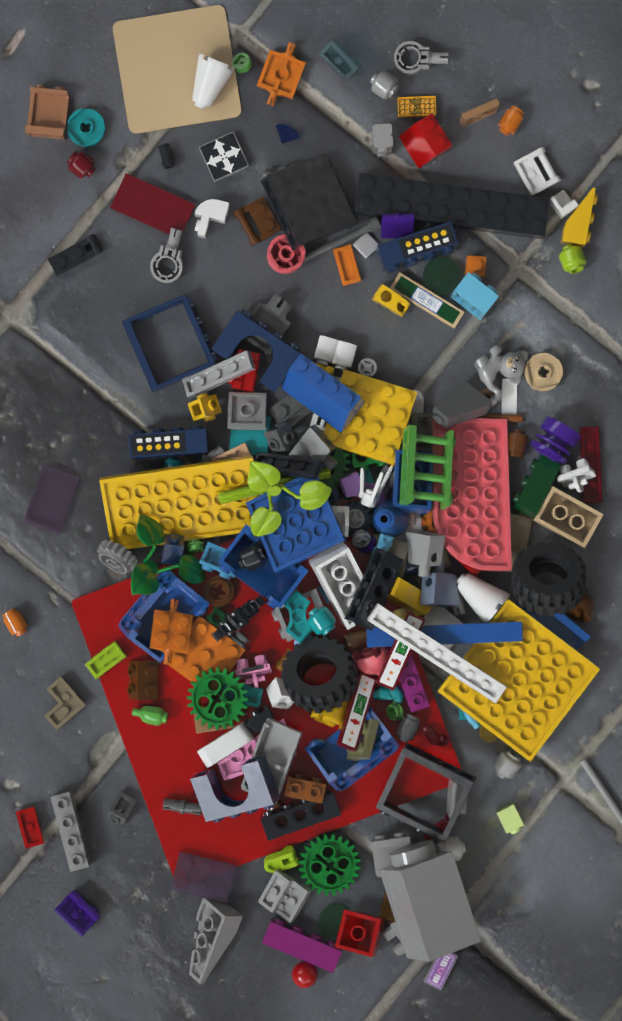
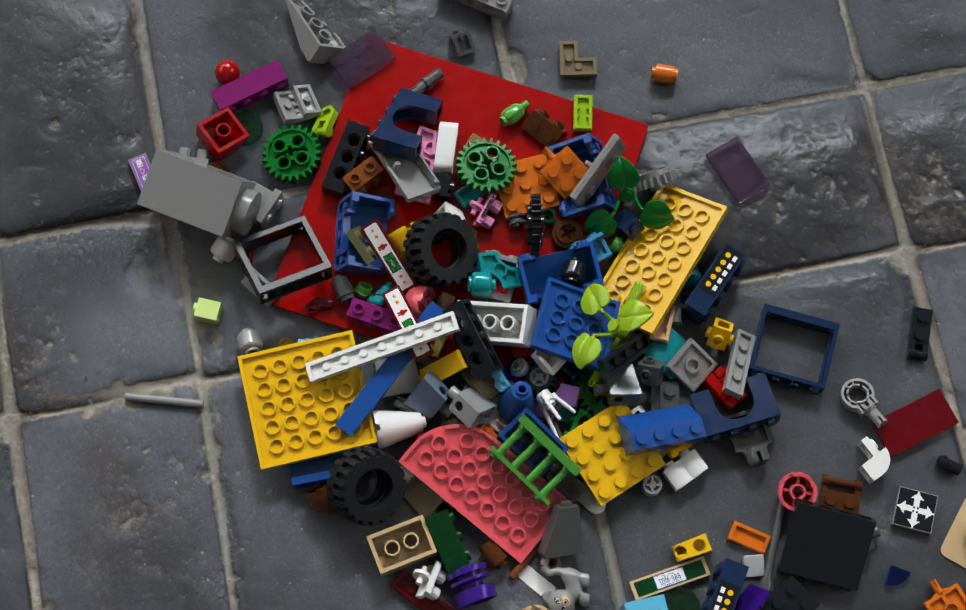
camera: 125 degrees right, 15 degrees down
(172, 602) = (597, 171): none -> light grey container

